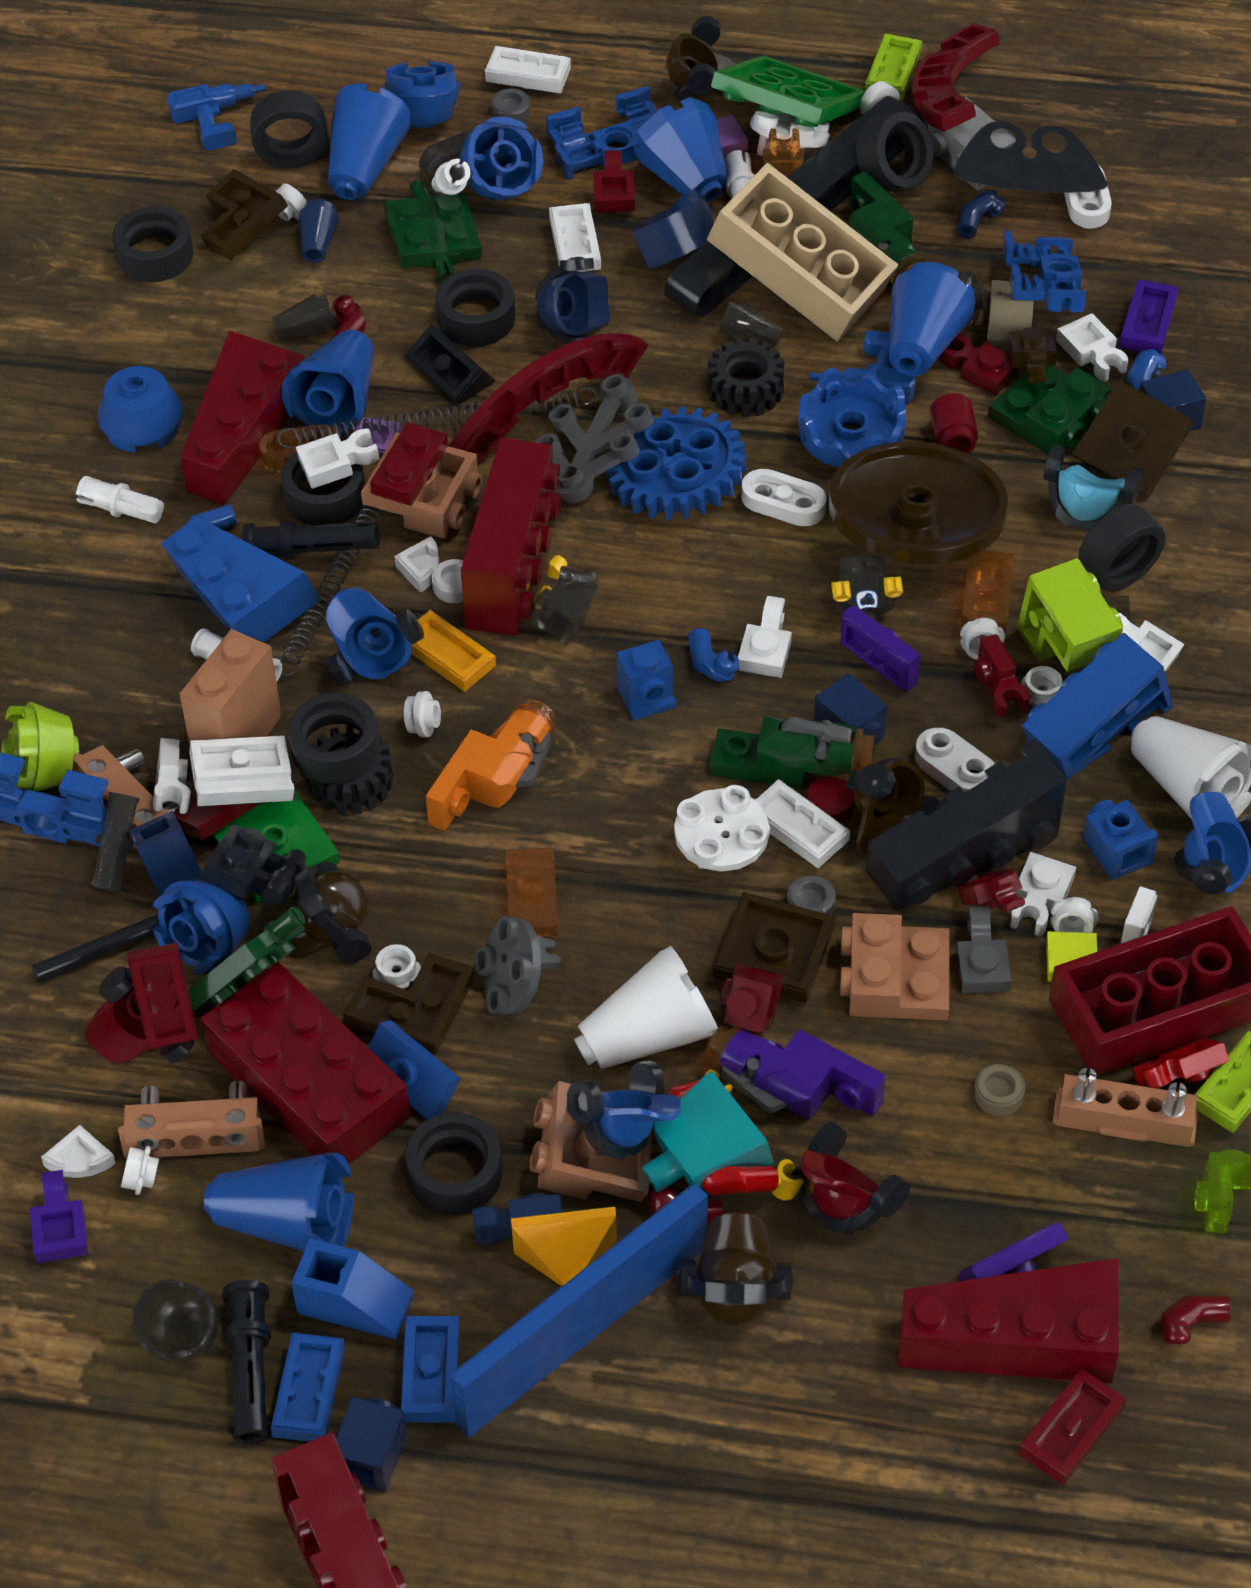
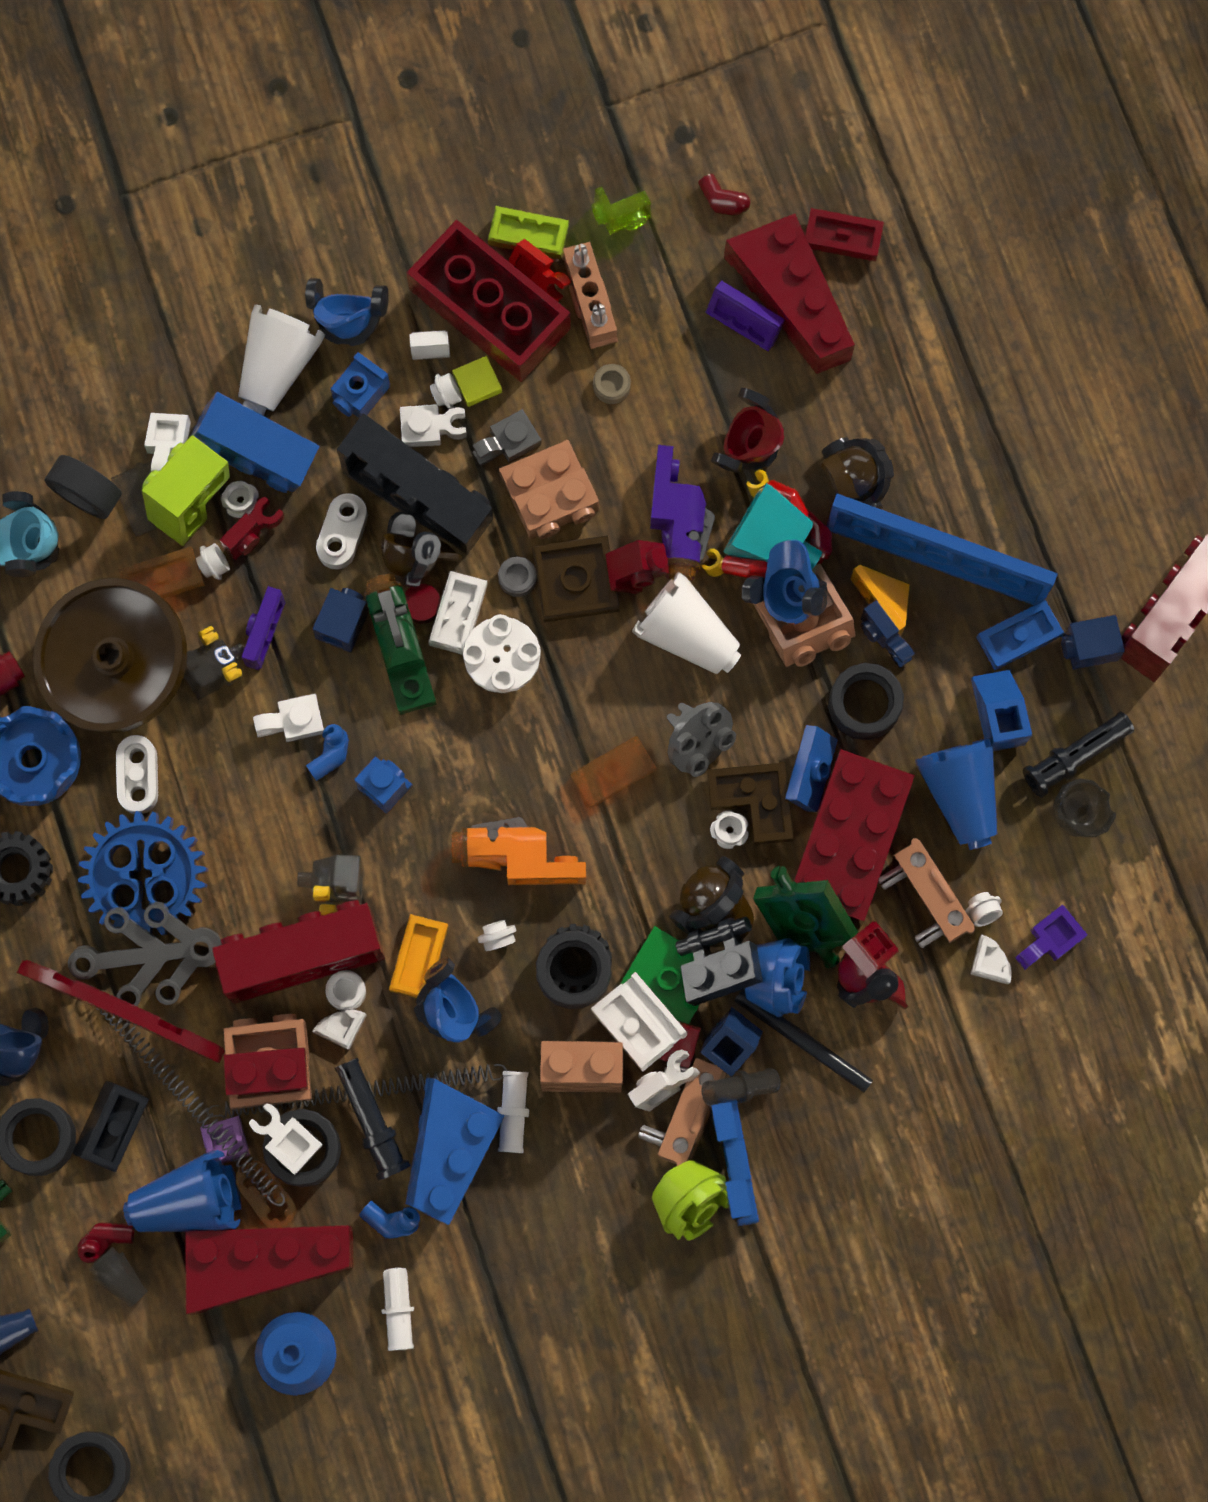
camera: 120 degrees left, 25 degrees up
(308, 1387) = (1075, 704): blue plate -> none
(993, 890) = (451, 448): dark red plate -> none

